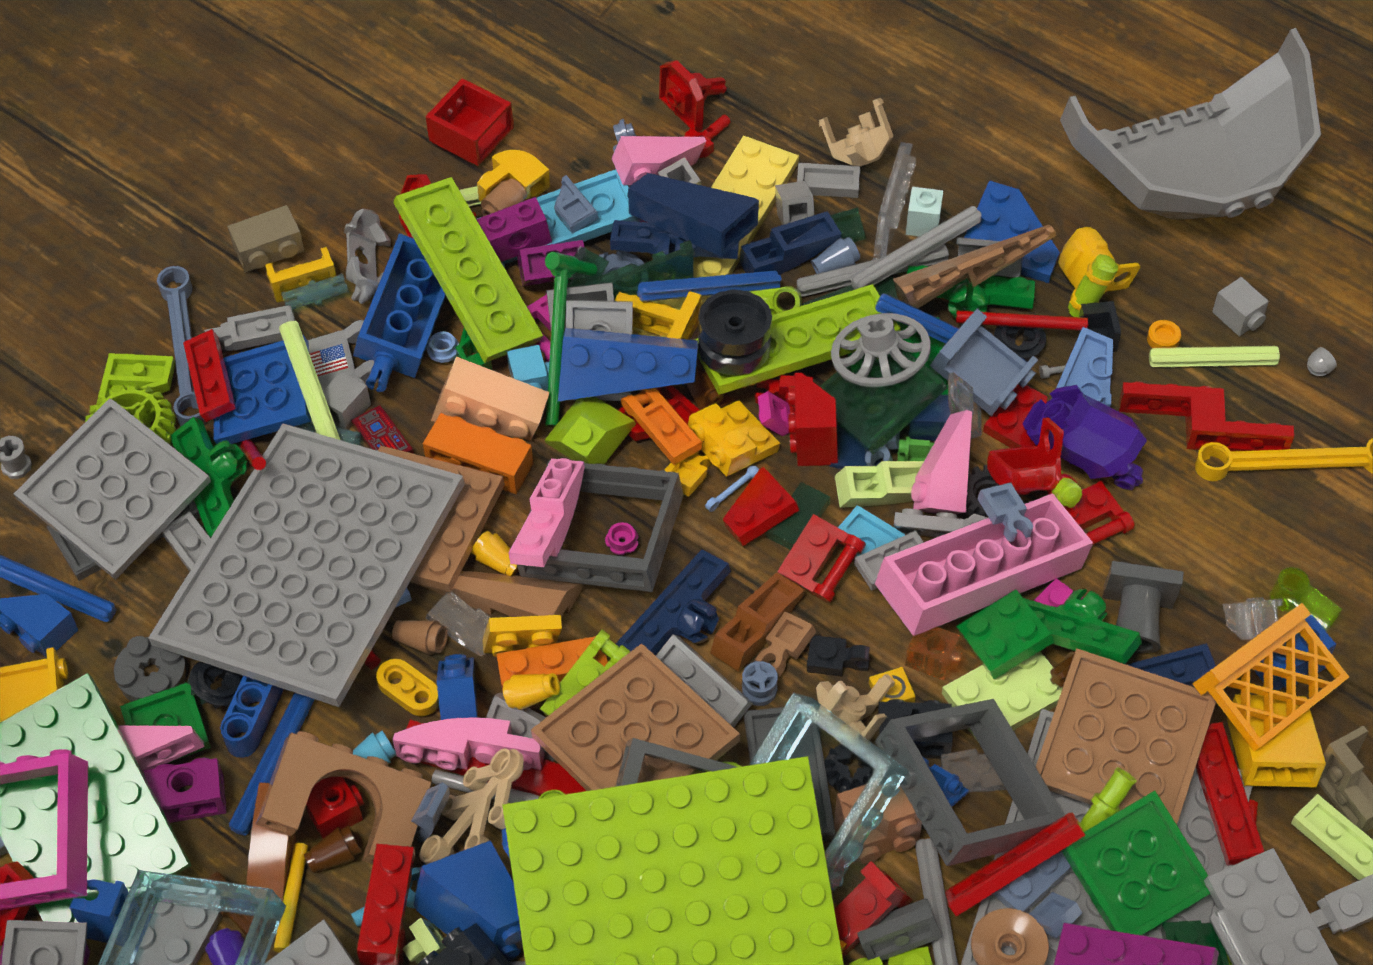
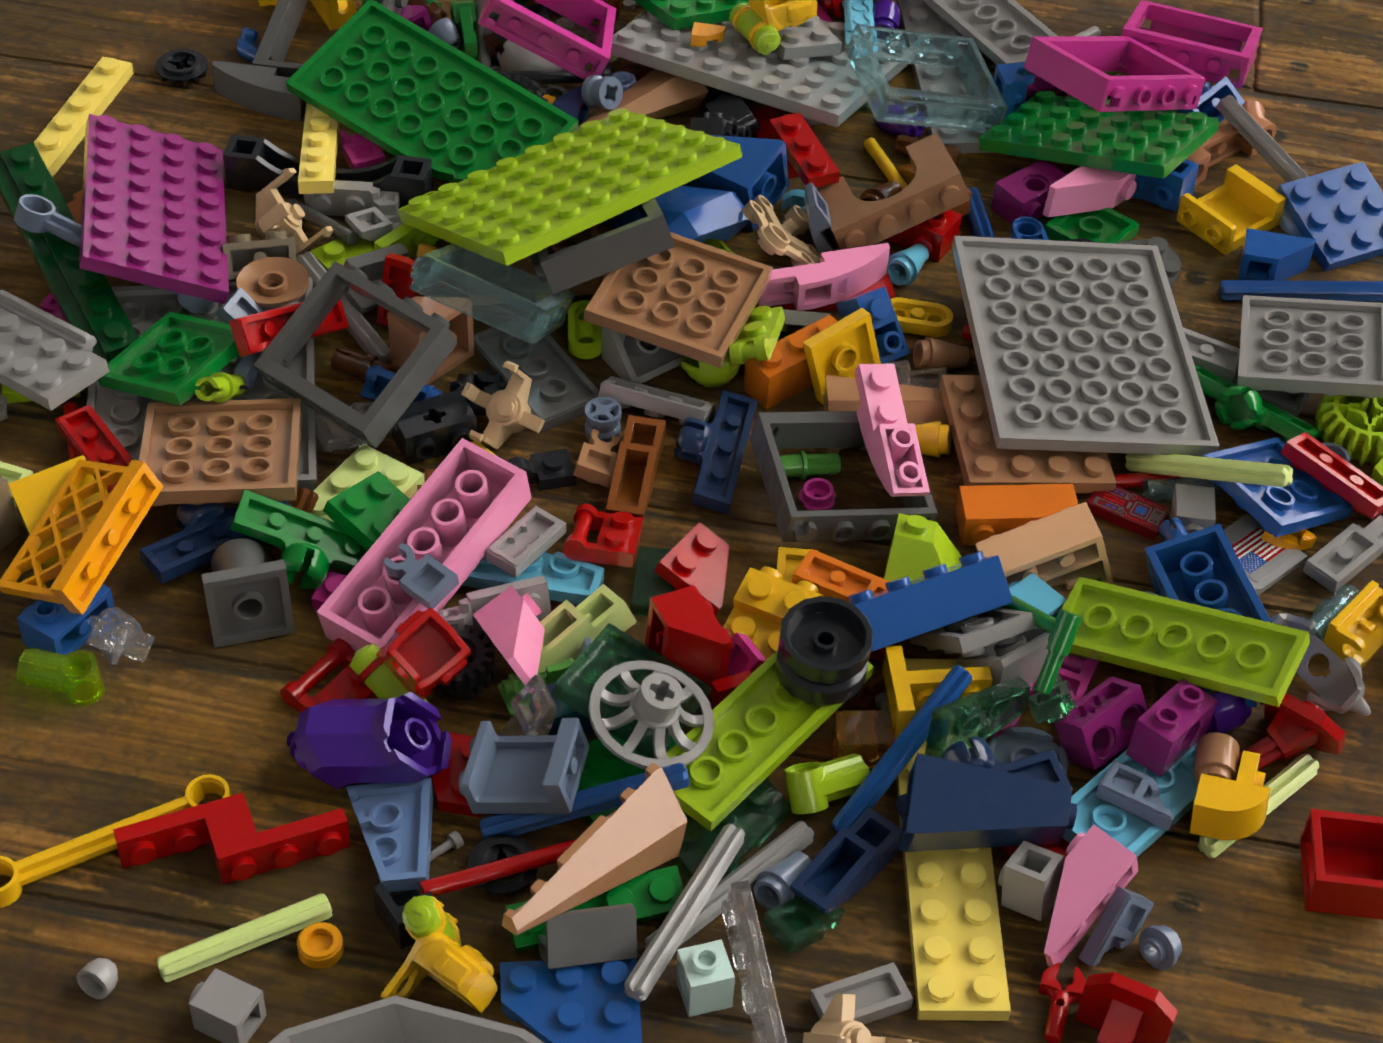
camera: 150 degrees right, 10 degrees down
(253, 454) = (1215, 405): red bar -> none
(528, 689) = (801, 305): yellow cone -> none
(713, 502) = (750, 562): light blue hinge -> none
(794, 202) = (876, 919): light grey brick -> none

